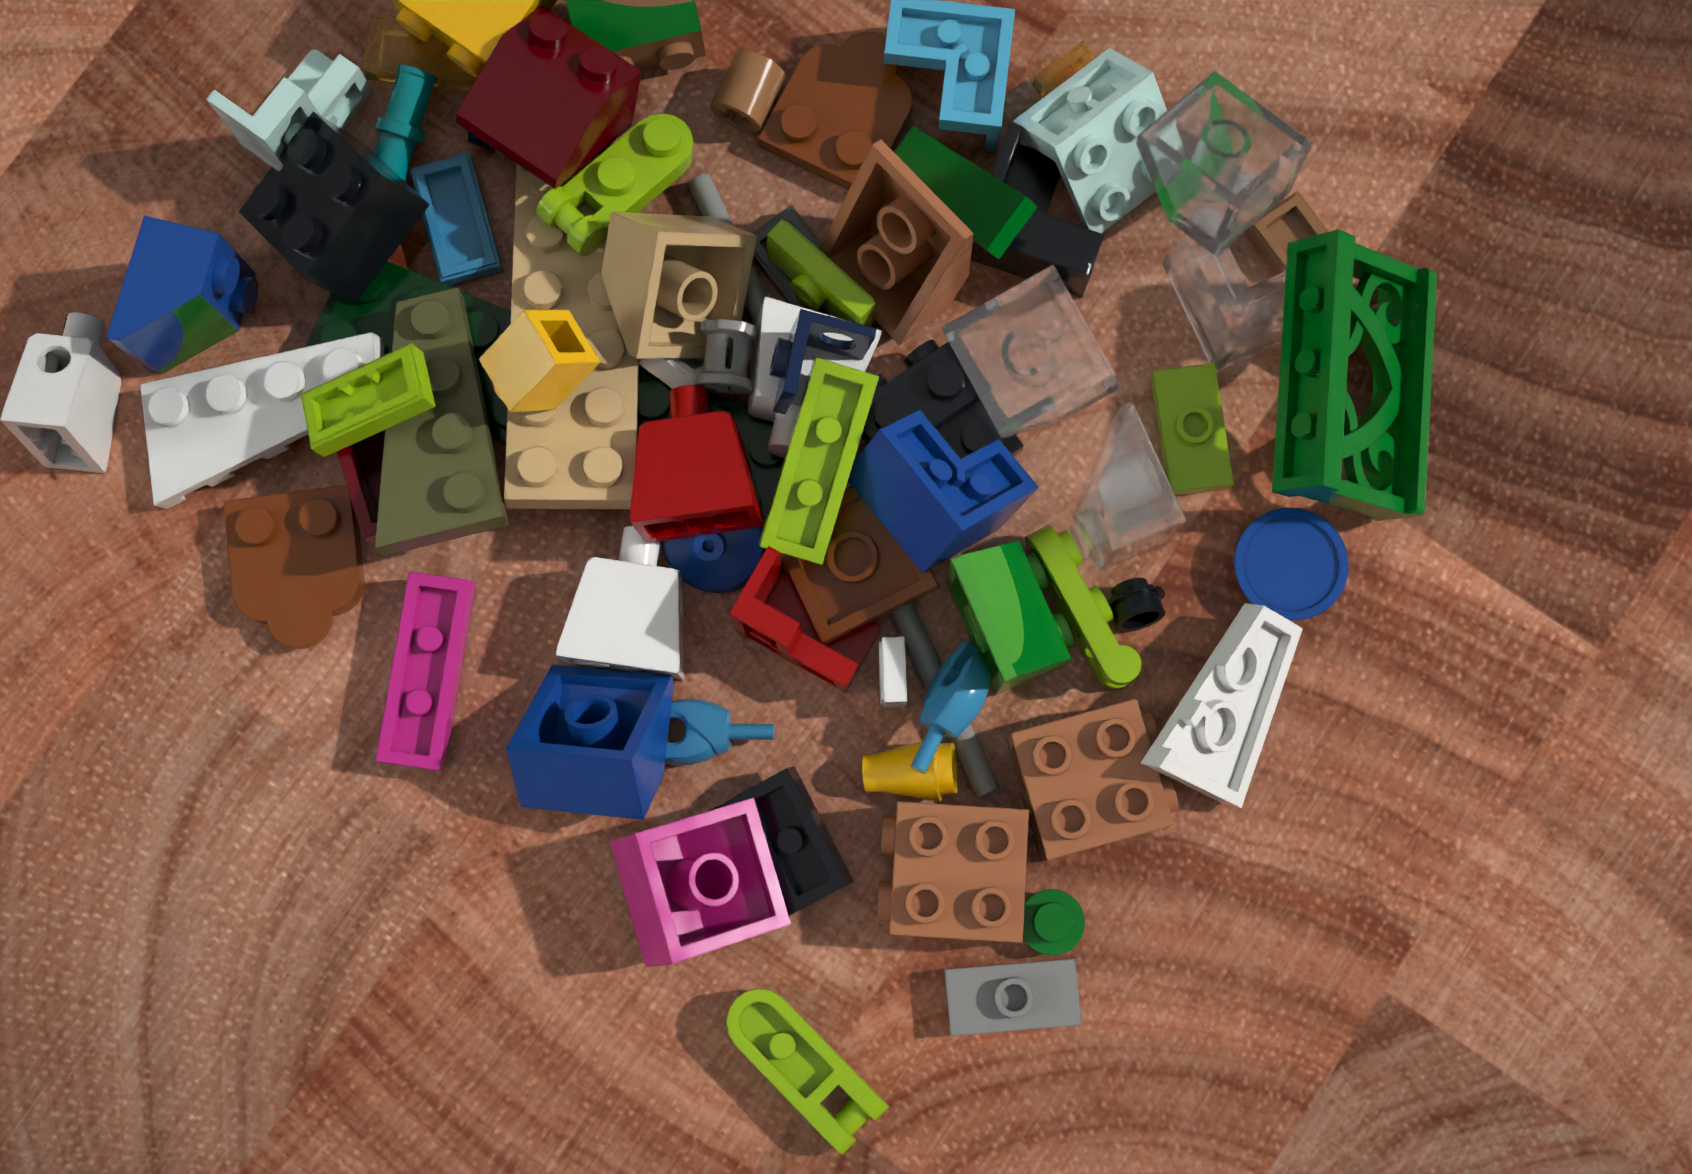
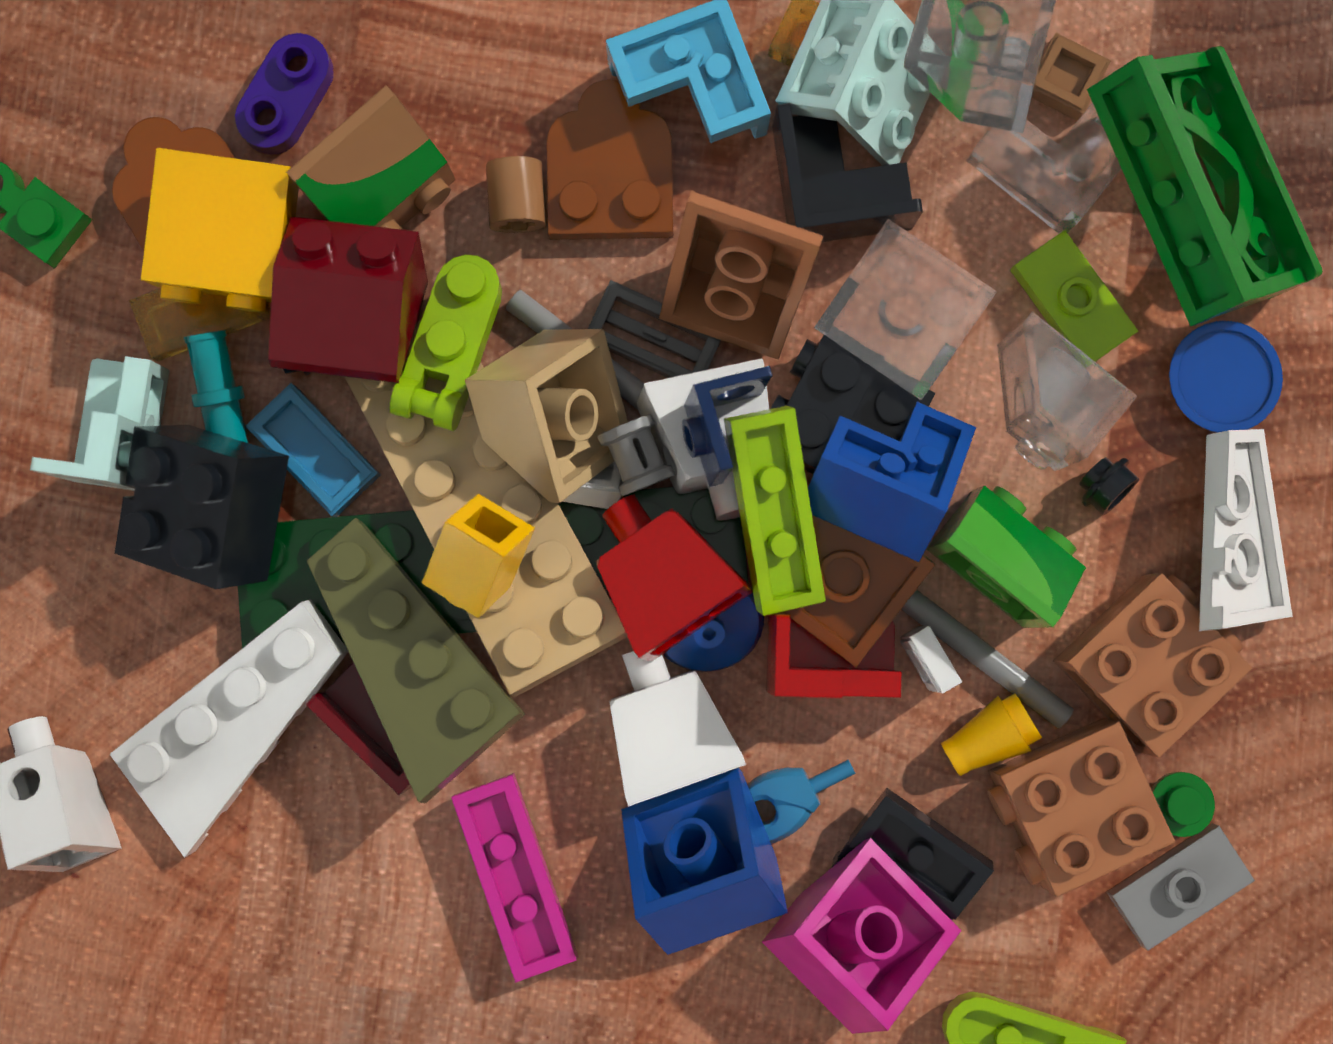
camera: 30 degrees left, 5 degrees up
(179, 295) = (102, 658): blue slope -> none
(295, 561) = (340, 839): dark orange plate -> none
(367, 400) = (336, 670): lime plate -> none
(817, 277) = (678, 339): lime plate -> none
(952, 700) = (1000, 658): dark azure hand -> none
(975, 196) = (788, 193): green tile -> none
(1083, 609) = (1067, 513): lime plate -> none

